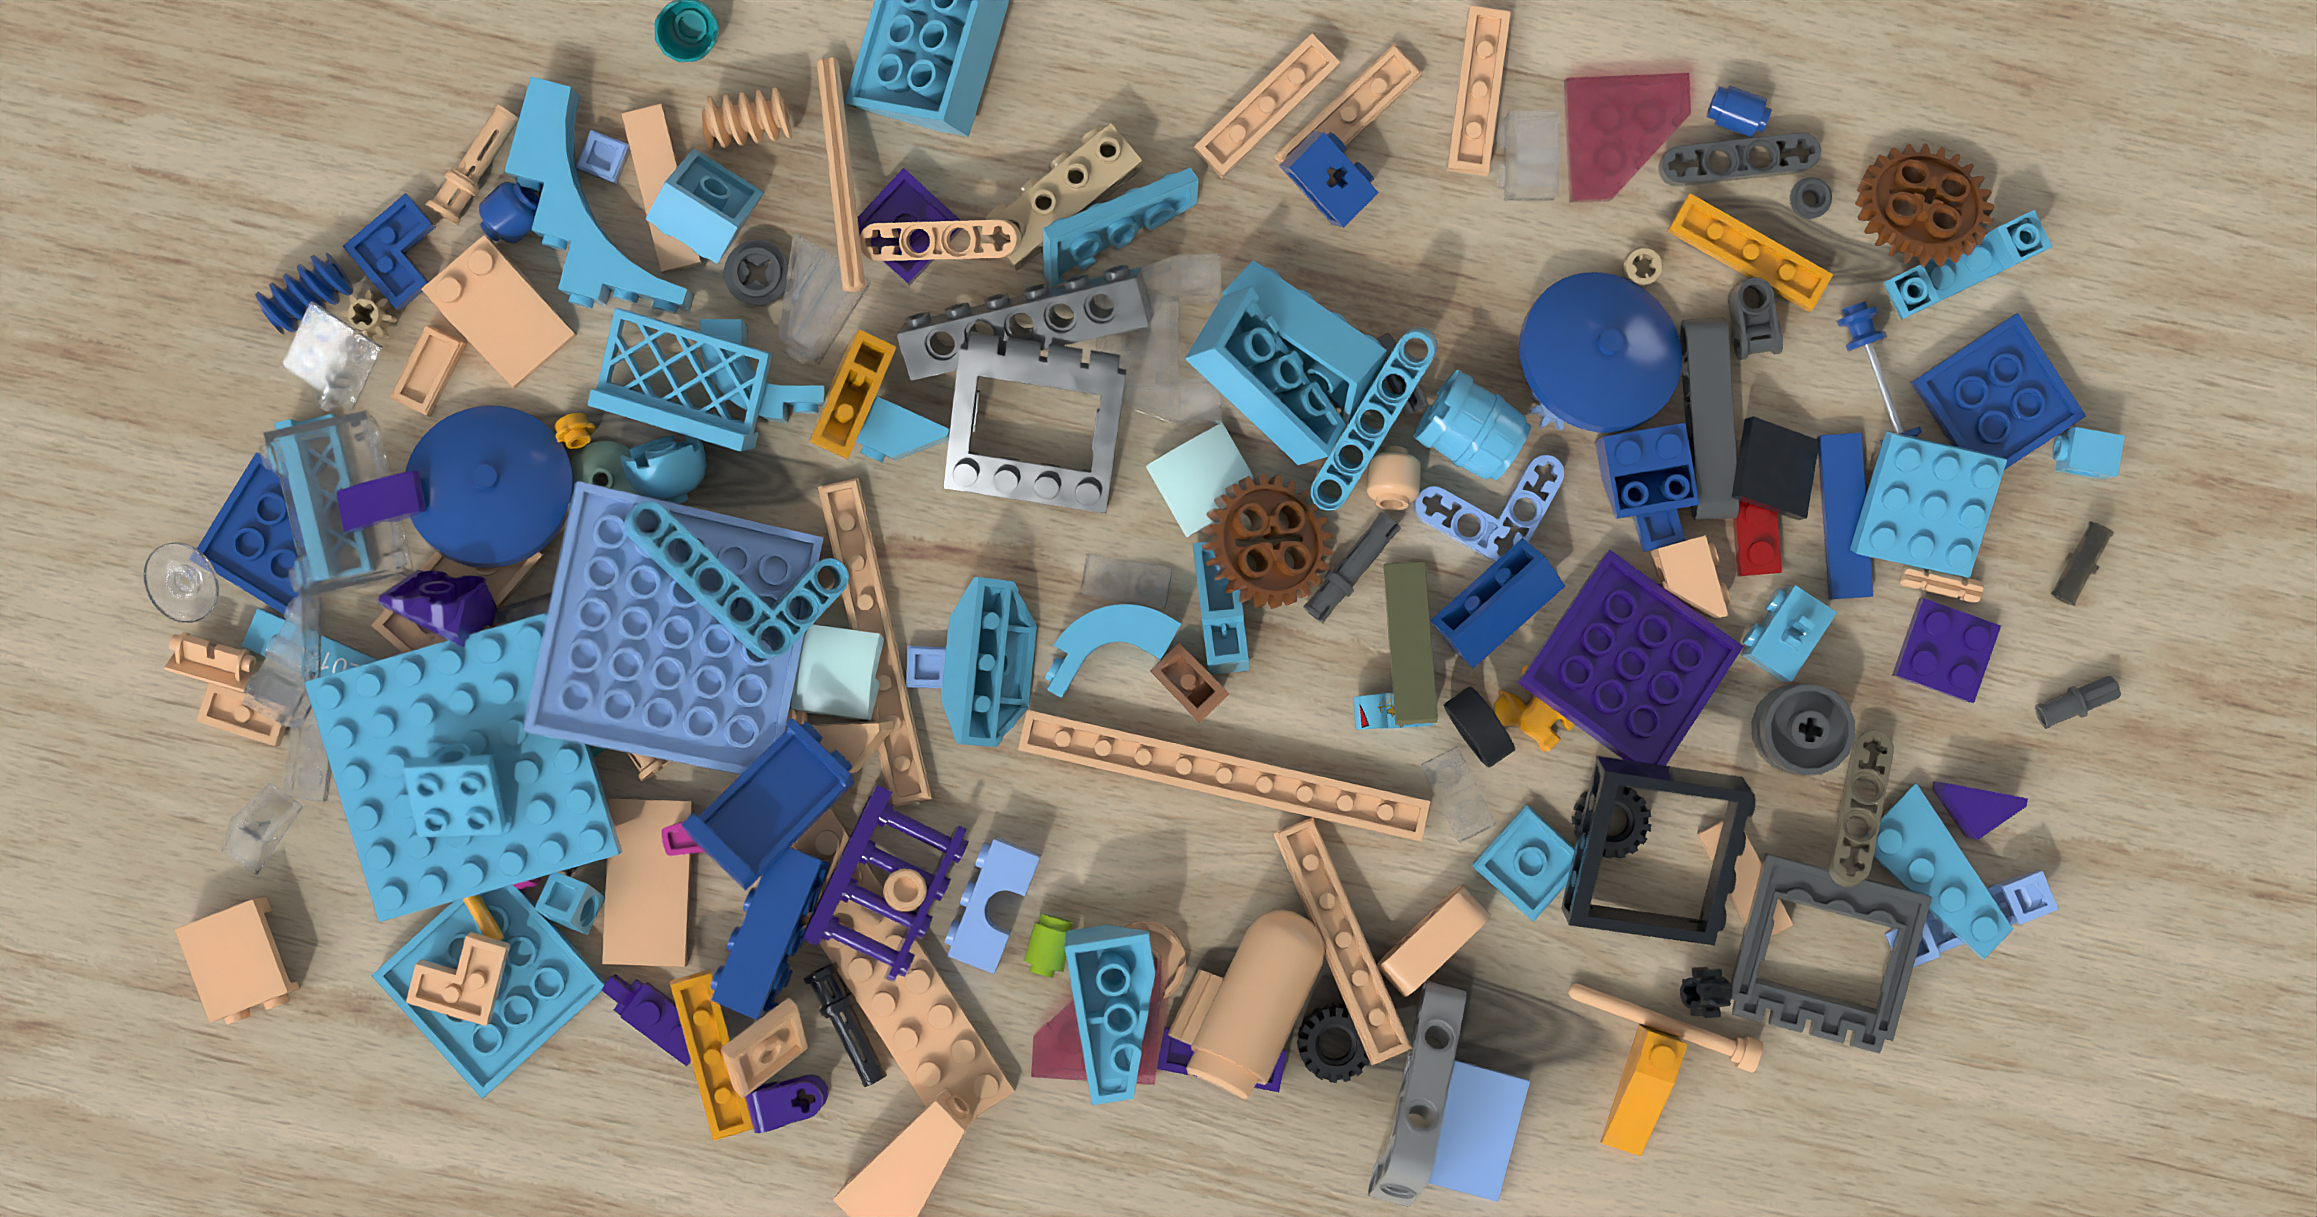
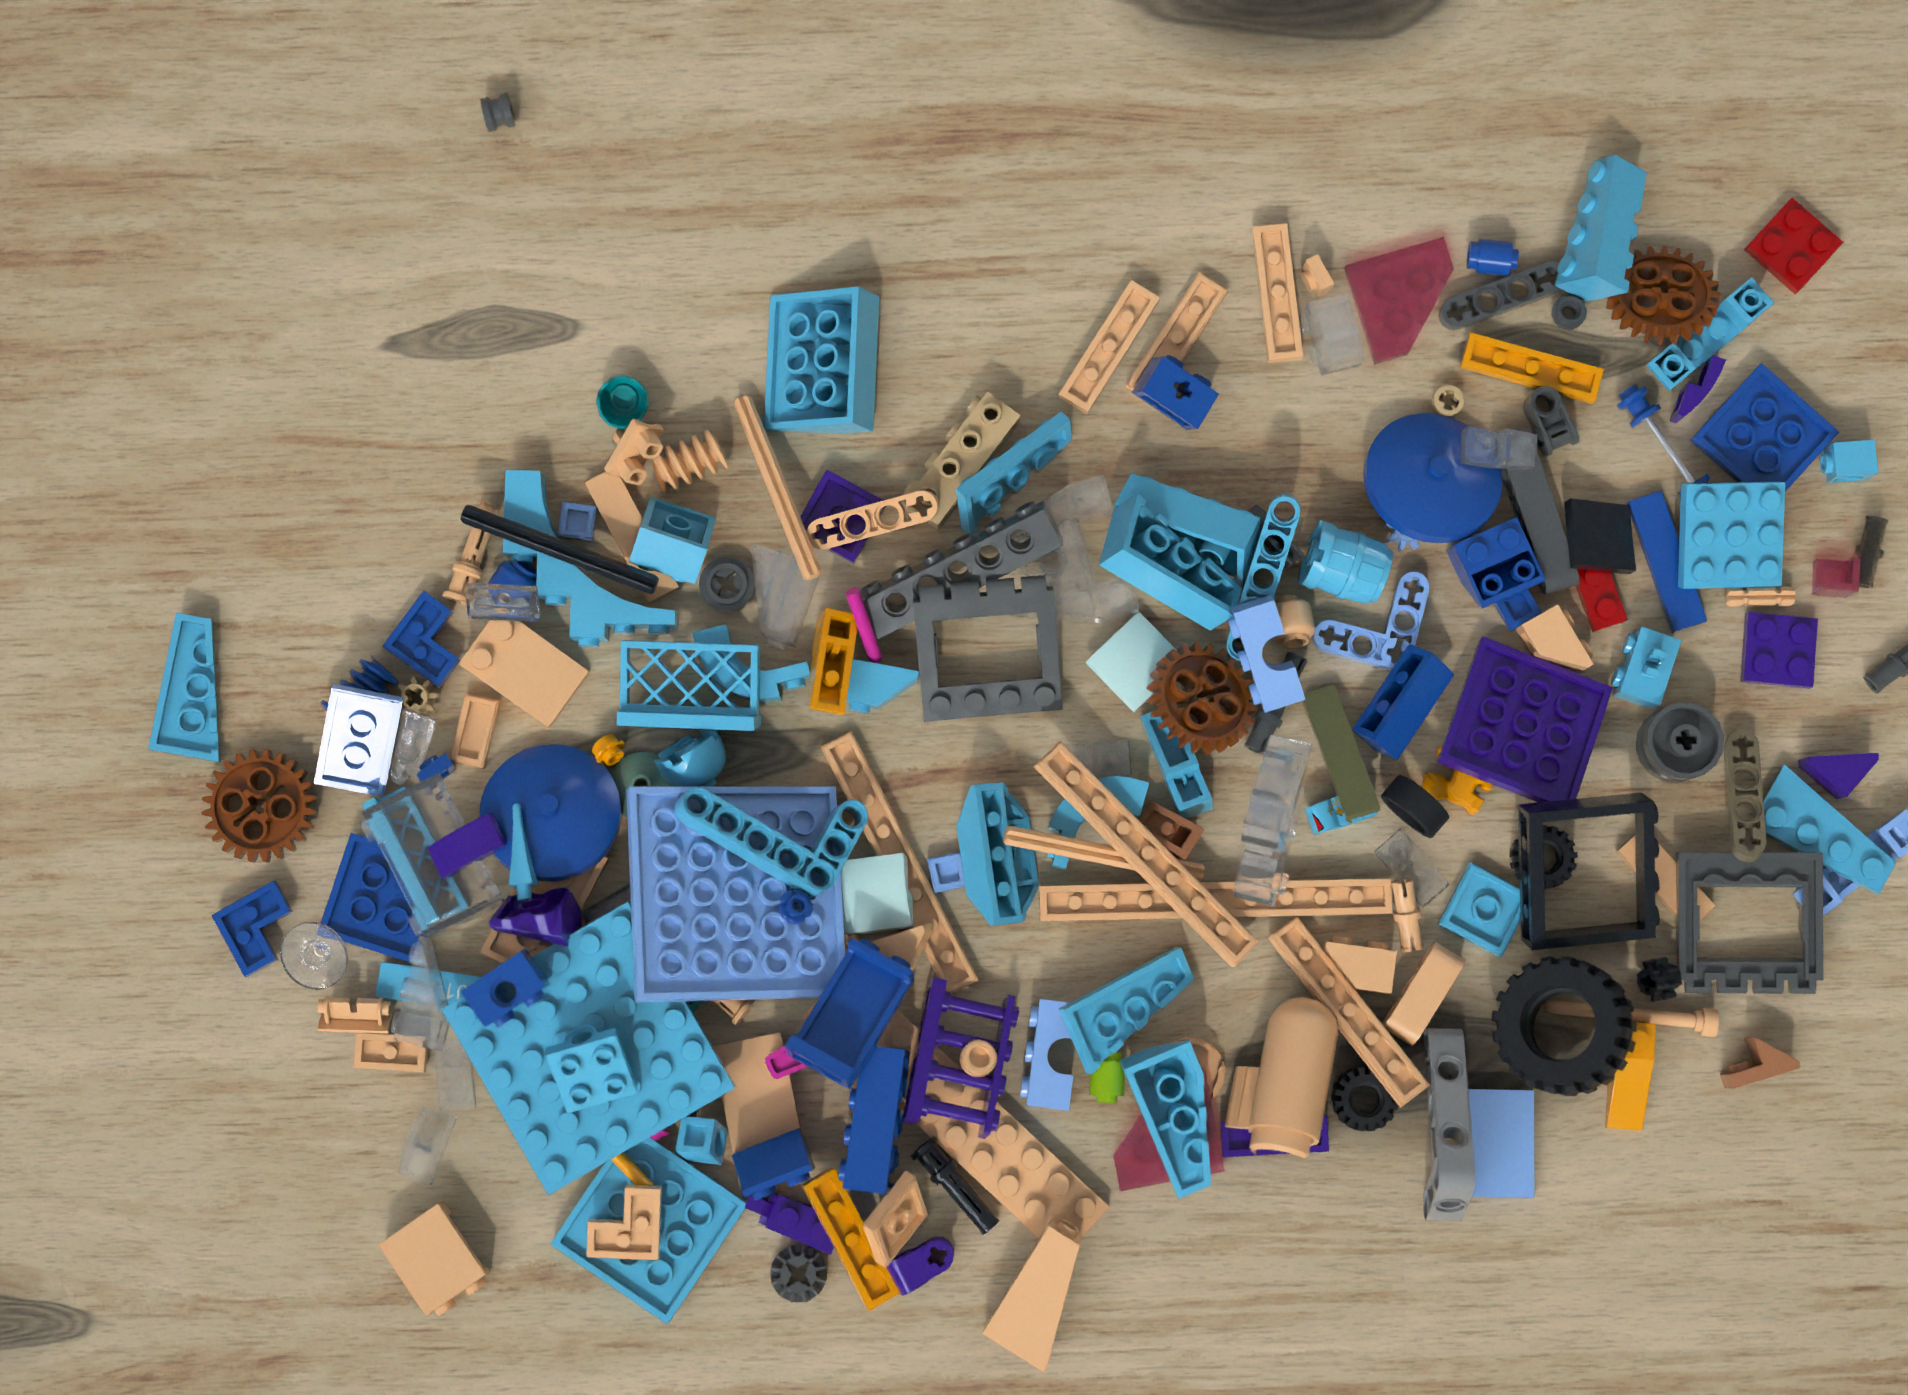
camera: 10 degrees left, 5 degrees down
(108, 248) = (187, 698): none -> medium azure wing
(110, 528) = (243, 925): none -> blue plate
(148, 361) = (243, 780): none -> dark orange gear
(287, 348) = (358, 740): none -> tile
(354, 686) = (484, 993): none -> blue brick
(372, 400) = (435, 765): none -> blue plate
(435, 543) = (521, 871): none -> medium azure piece
(487, 230) = (502, 602): none -> clear plate
(569, 184) = (559, 549): none -> black axle
(641, 950) = (772, 1163): none -> blue slope
(648, 1058) = (798, 1256): none -> dark grey gear
(686, 87) = (633, 449): none -> light nougat hips
(727, 668) = (786, 906): none -> blue plate
(898, 360) = (864, 625): none -> dark pink piece
(1073, 874) = (1120, 1007): none -> medium azure wing
(1107, 692) = (1077, 849): none -> light nougat axle
(1155, 704) = (1146, 854): none -> light nougat tile
(1308, 703) = (1272, 821): none -> clear wedge
(1353, 546) = (1273, 683): none -> light blue arch
(1373, 894) = (1364, 967): none -> light nougat slope
(1438, 847) = (1407, 914): none -> light nougat pin
(1526, 1021) = (1516, 1026): none -> black tyre
(1528, 83) = (1316, 276): none -> light nougat plate
(1686, 339) = (1499, 450): none -> clear slope
(1802, 1119) = (1766, 1064): none -> nougat slope
(1876, 112) = (1603, 231): none -> medium azure wedge
(1928, 330) = (1693, 394): none -> dark purple slope
(2035, 583) = (1836, 577): none -> clear pink panel
(2093, 184) = (1793, 246): none -> red plate

